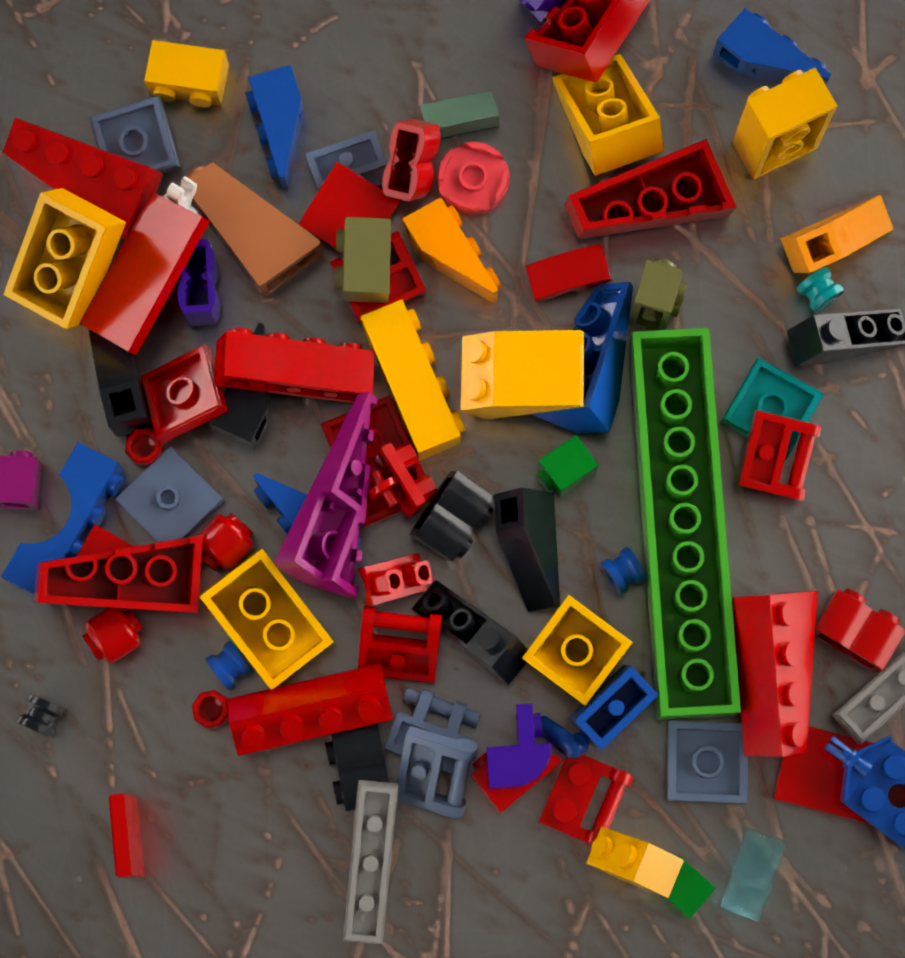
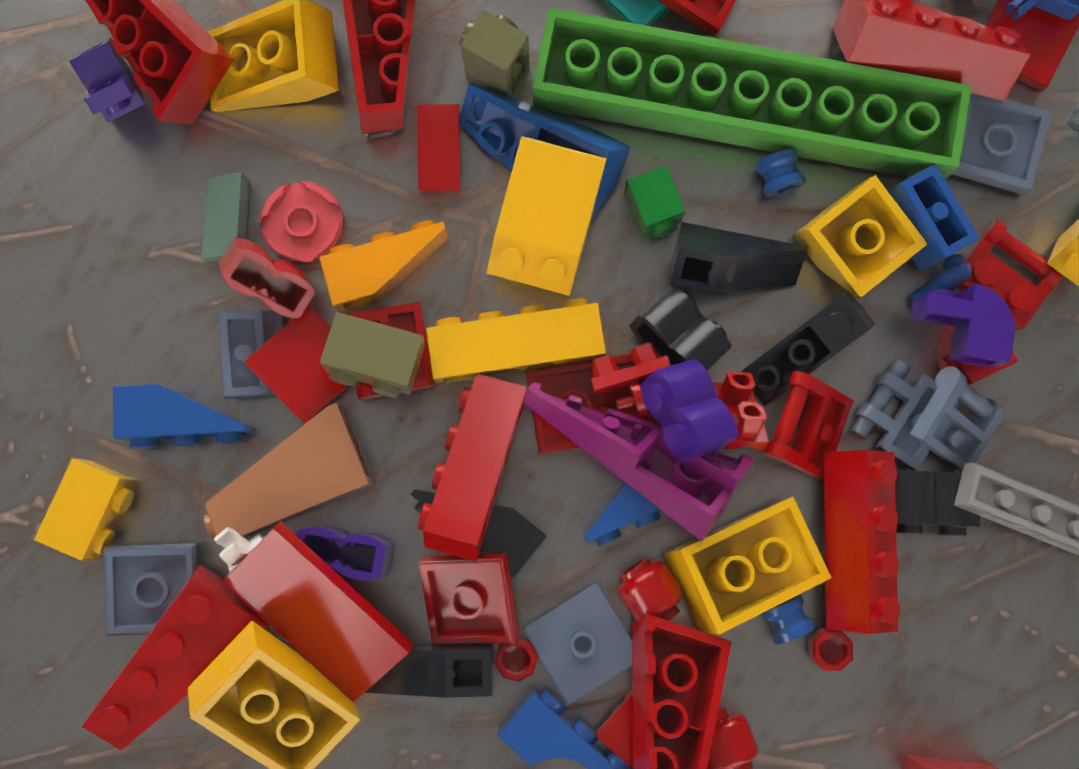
camera: 75 degrees left, 5 degrees up
(380, 526) = (688, 410): none -> dark purple brick

